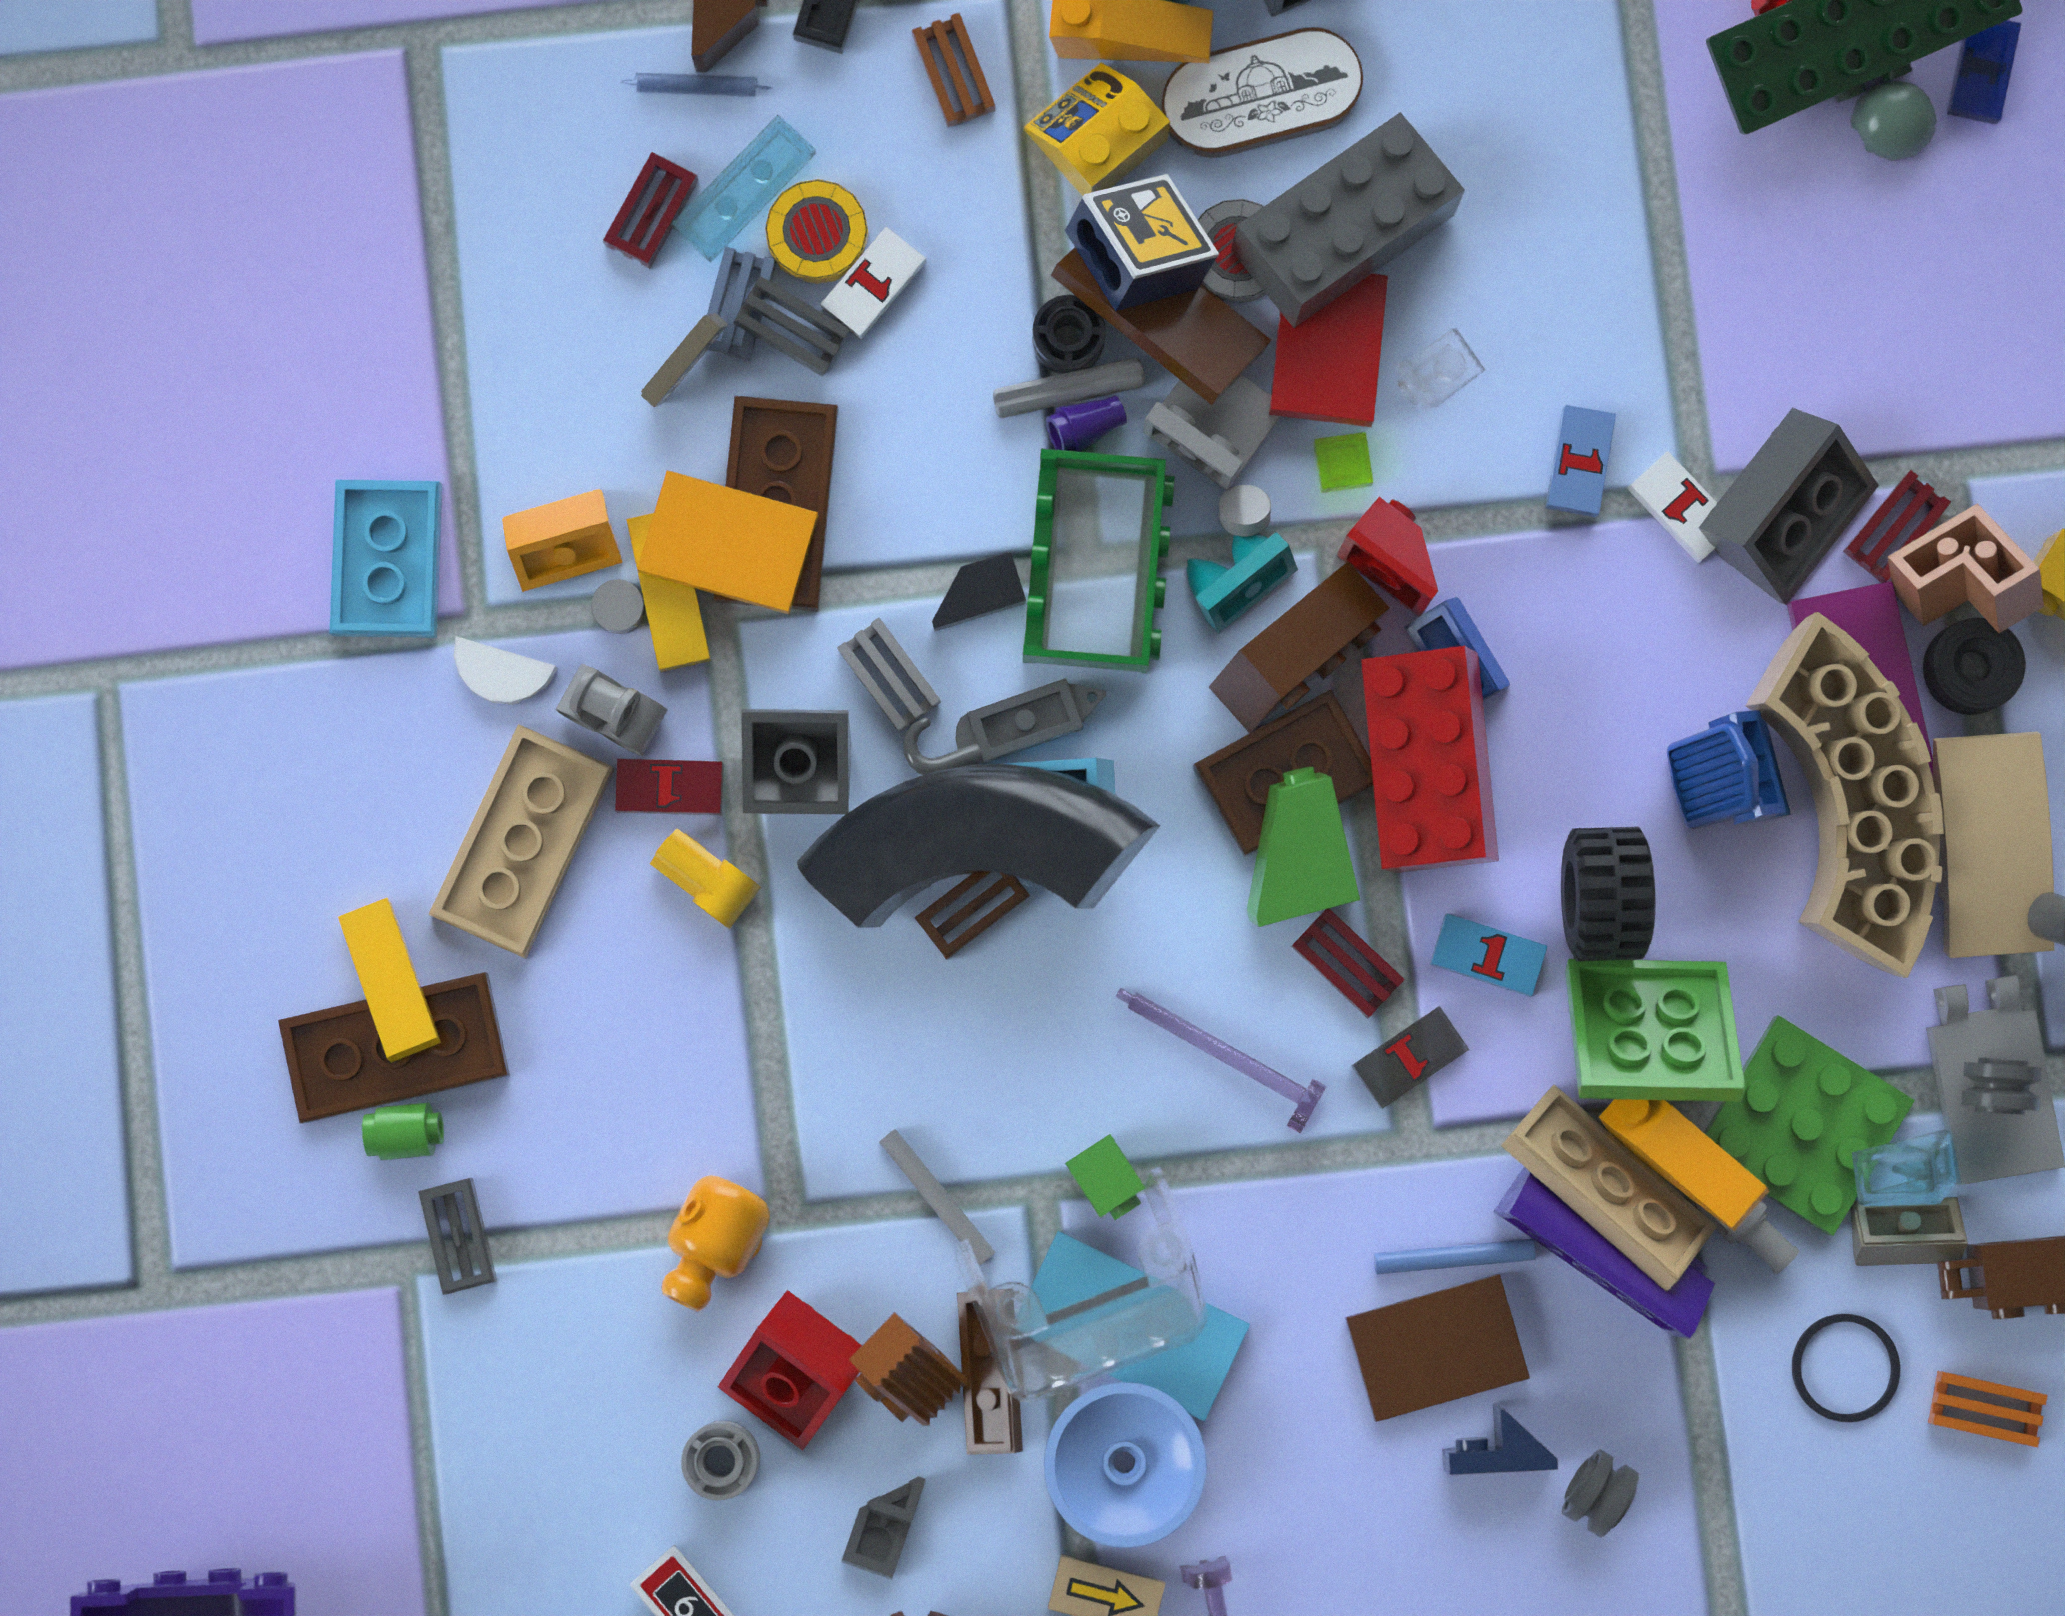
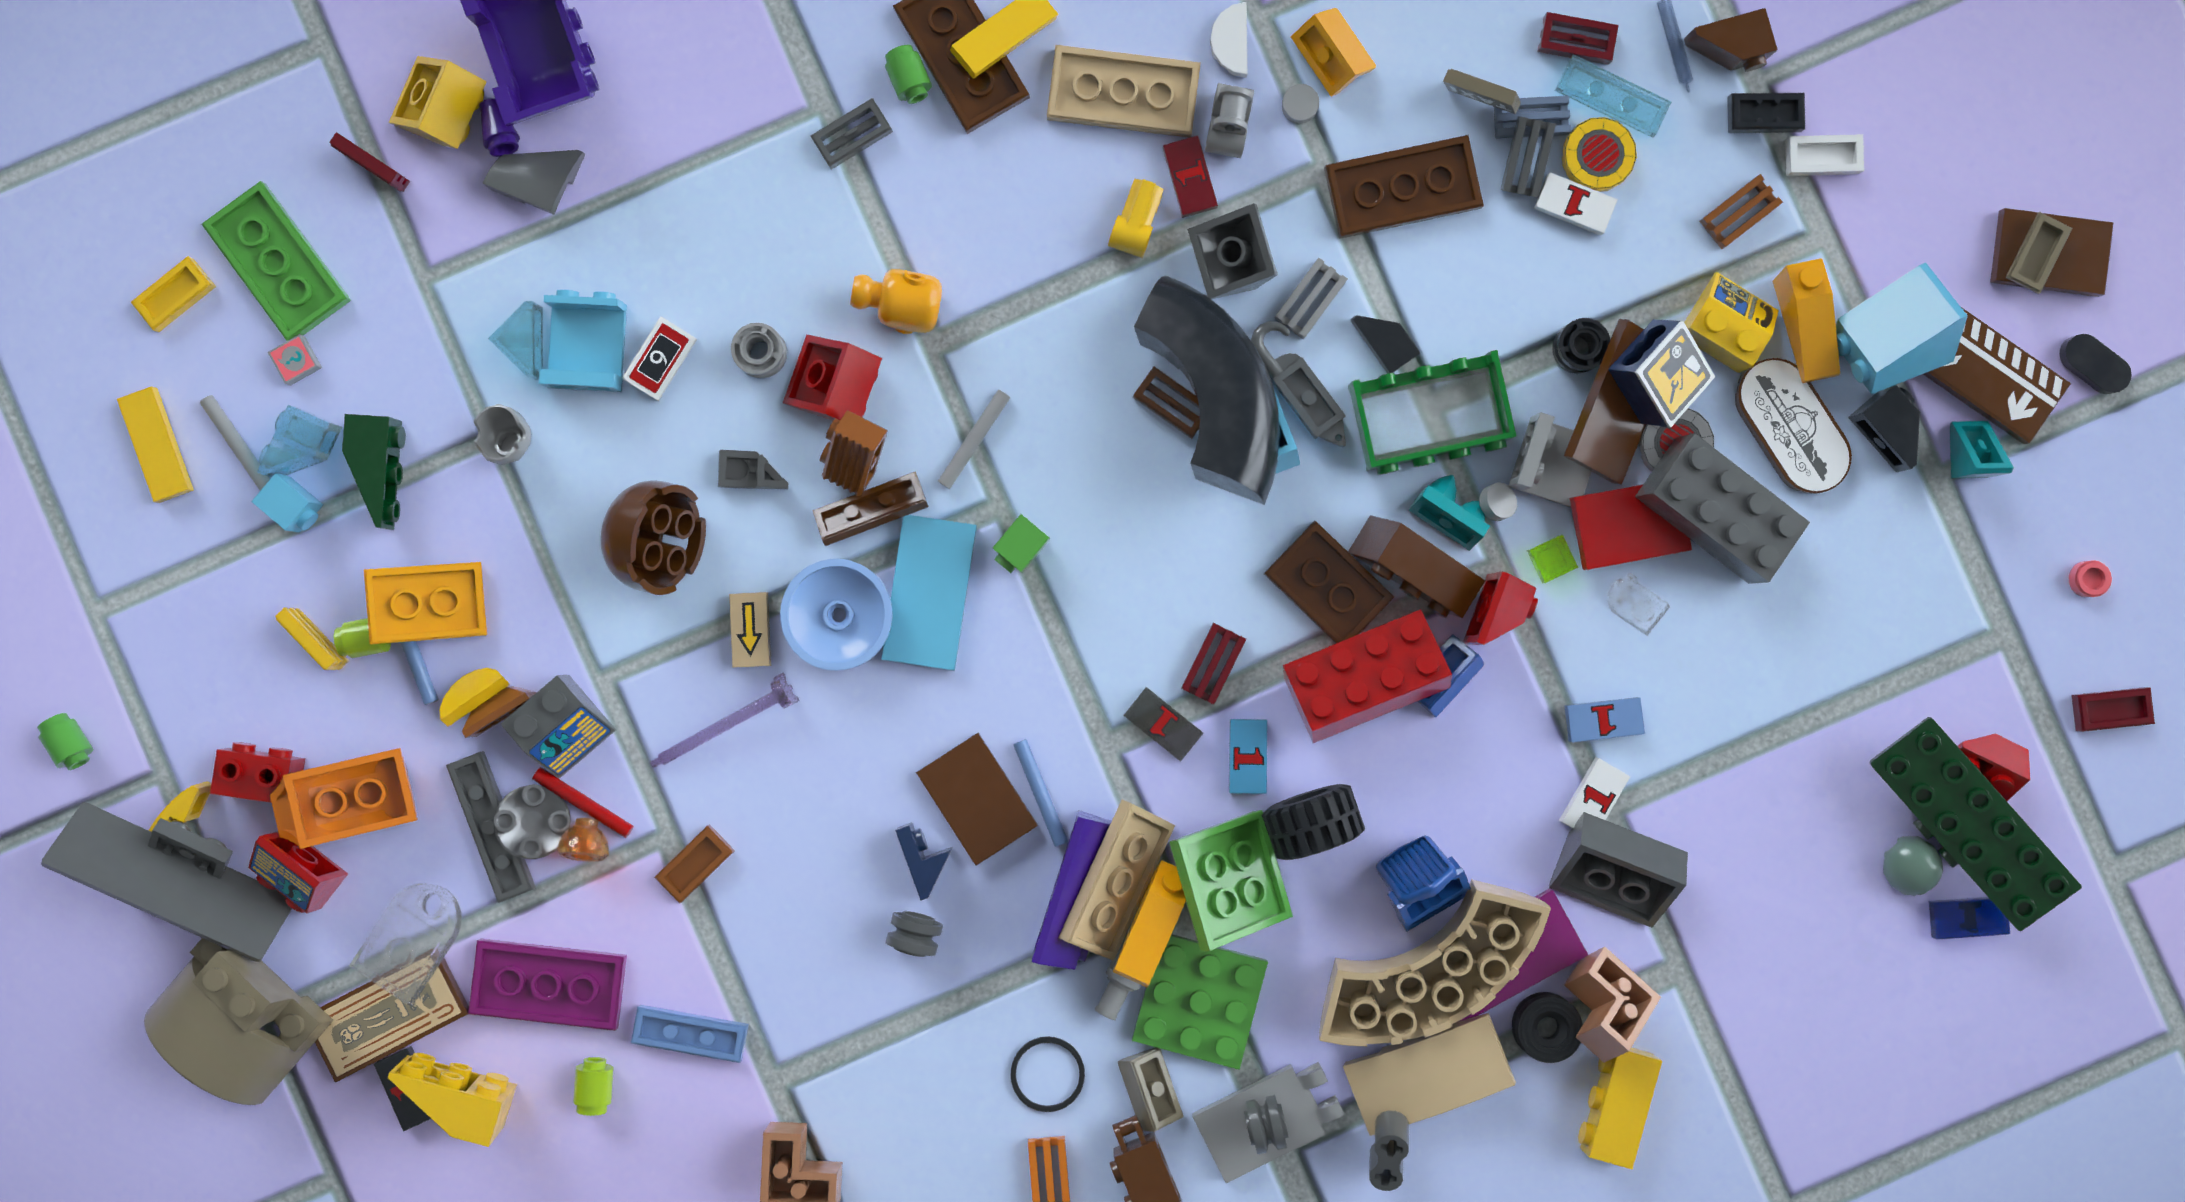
camera: 70 degrees right, 5 degrees up
(671, 611) = (1322, 133): yellow tile -> none
(727, 542) = (1366, 161): light orange tile -> none
(1068, 387) = (1545, 357): light grey axle -> none
(1083, 424) = (1524, 376): dark purple cone -> none
(1101, 1334) = (917, 572): clear windscreen -> none
(1301, 851) = (1277, 608): bright green slope -> none
(1305, 1097) = (1114, 661): clear purple piece -> none
(1906, 1171) = (1189, 1077): clear light blue slope -> none
(1923, 494) = (1655, 960): dark red tile -> none

